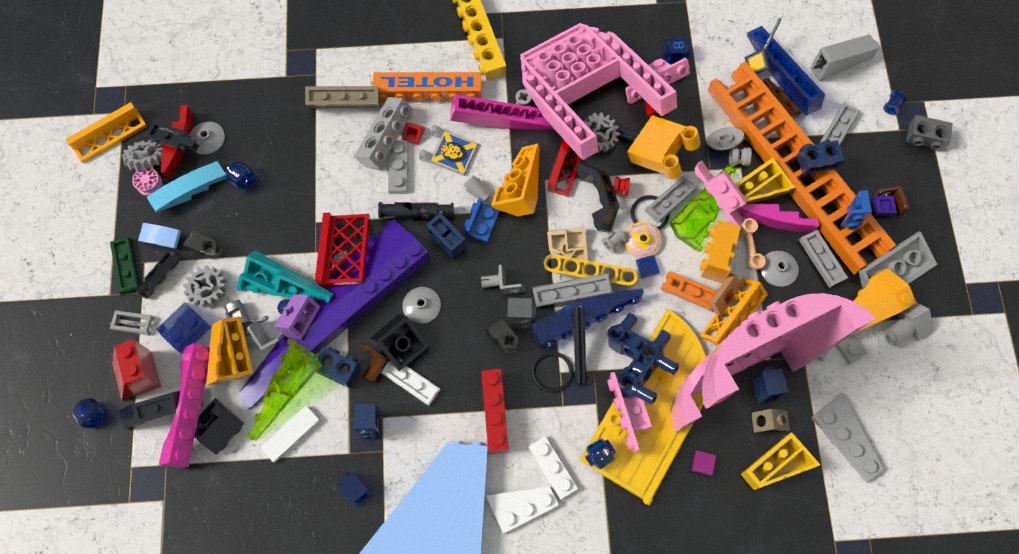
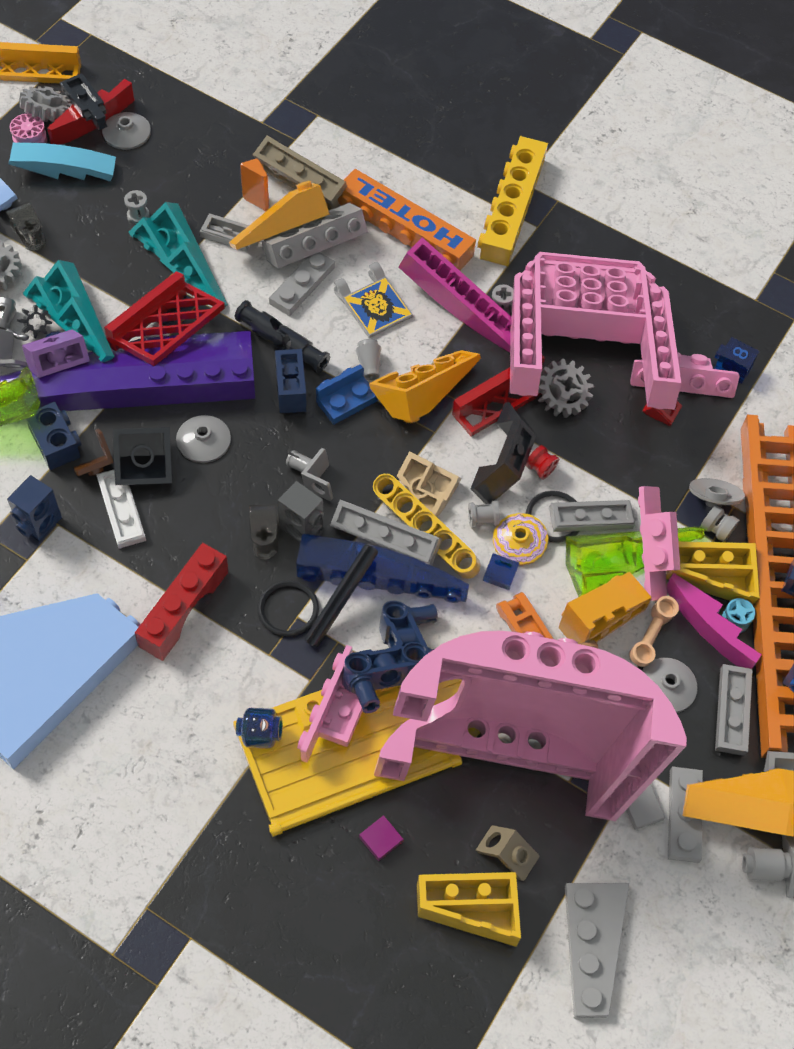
camera: 30 degrees right, 10 degrees down
(240, 175) = (123, 180): clear blue head -> none
(260, 186) = (141, 201): none -> light grey bush
(268, 304) = (30, 315): none -> black gear
(299, 193) = (173, 242): none -> teal wedge
(323, 123) = (255, 183): none -> orange slope
(327, 167) = (221, 235): none -> light grey tile
(360, 130) = (293, 210): none -> light orange wedge
(413, 132) = (349, 258): red slope -> none
(521, 506) = (123, 728): white wing -> none
(552, 468) = (196, 712): white plate -> none
(659, 143) = (623, 441): light orange piece -> none
(770, 385) = (536, 801): dark blue brick -> none
(789, 199) = (742, 609): none -> medium azure wheel

